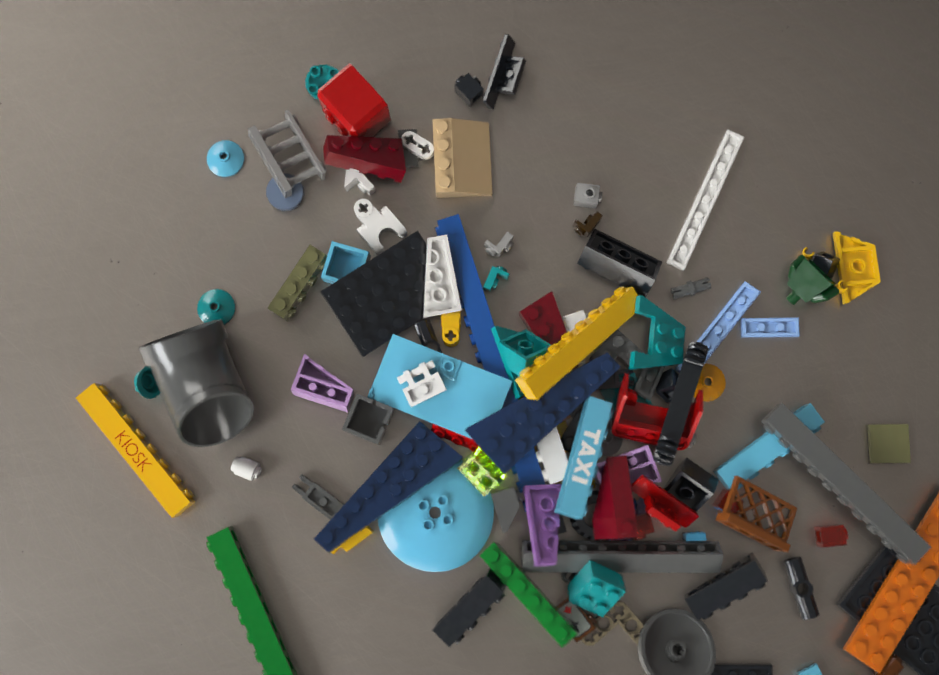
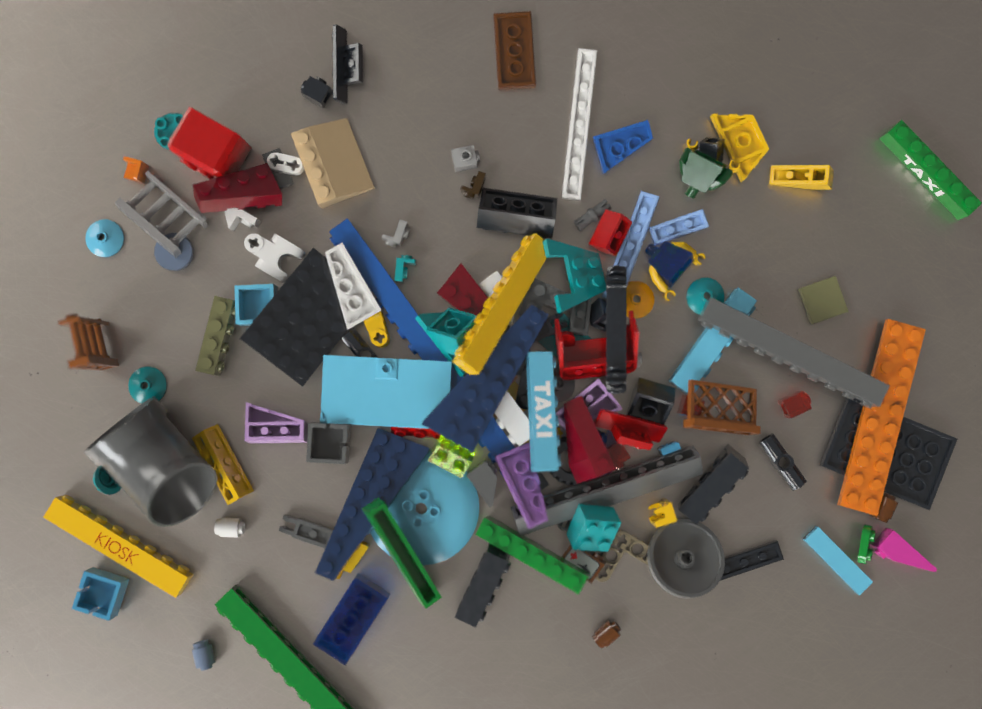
camera: 20 degrees left, 5 degrees up
(106, 489) = (105, 591): none -> dark azure piece
(177, 583) = (203, 655): none -> sand blue brick
(178, 249) = (88, 343): none -> dark orange fence
(263, 404) = (224, 463): none -> yellow fence
(276, 105) = (135, 170): none -> orange panel
(332, 597) = (351, 619): none -> clear blue brick
(403, 548) = (401, 552): none -> green brick
(423, 389) = (371, 397): white plate -> none
(666, 112) = (514, 50): none -> reddish brown tile
(670, 597) = (664, 513): none -> yellow hinge
(703, 310) = (610, 232): none -> red brick
(739, 230) = (620, 143): none -> blue wing
(750, 358) = (669, 263): none -> clear blue torso
(767, 395) = (696, 291): none -> teal dish
(905, 319) = (802, 176): none -> yellow slope

